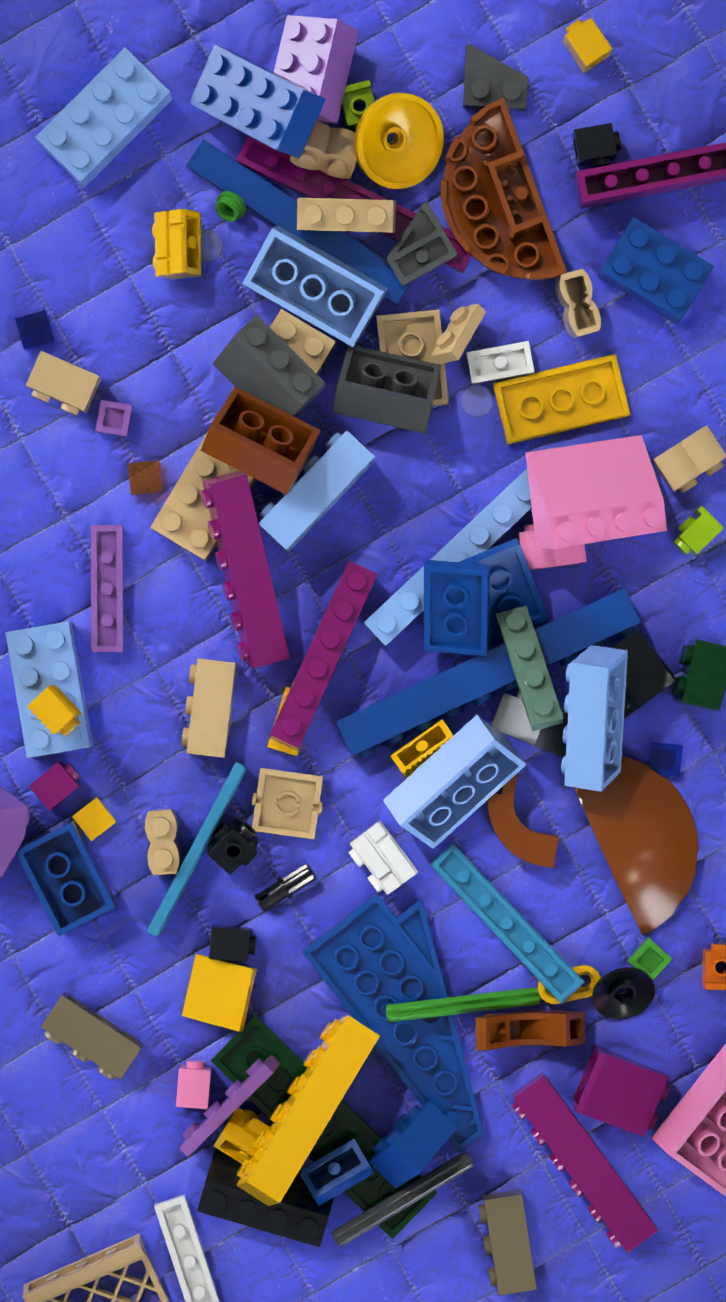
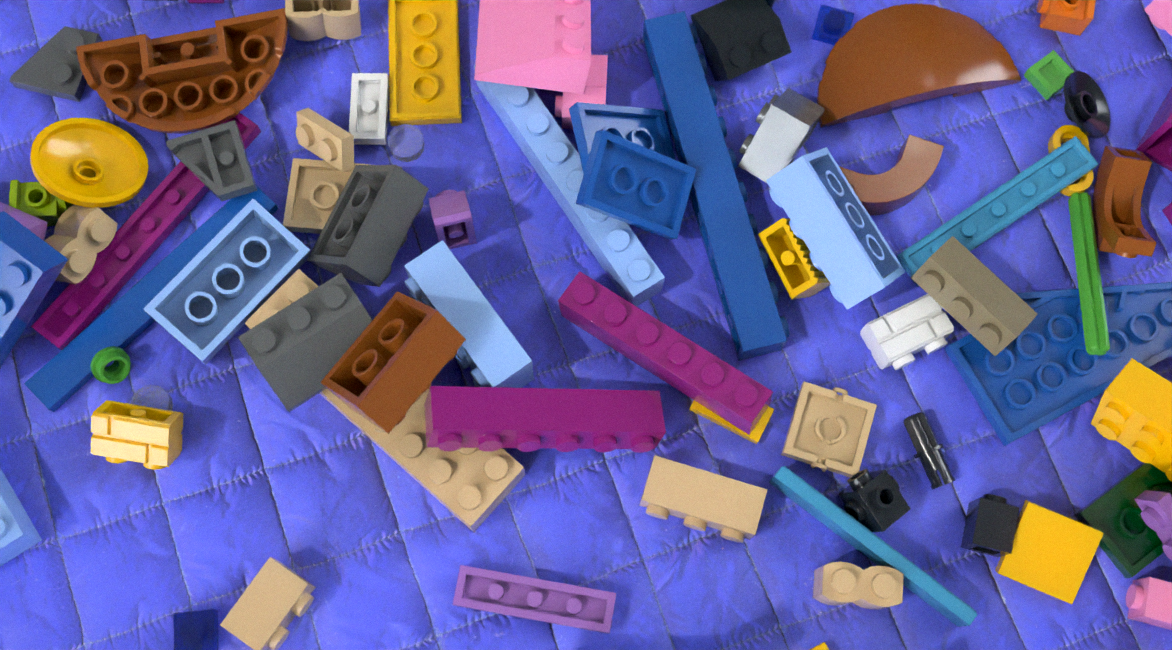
camera: 80 degrees left, 15 degrees down
(114, 418) = (328, 551): medium lavender plate -> none
(145, 477) = (409, 528): clear orange tile -> none
(346, 215) = (155, 229): tan brick -> none
(410, 456) = (452, 218): none -> medium lavender slope
(416, 905) = (974, 296): none -> dark tan brick
(529, 668) = (721, 120): sand green plate -> none
(594, 717) = (789, 57): light blue brick -> none

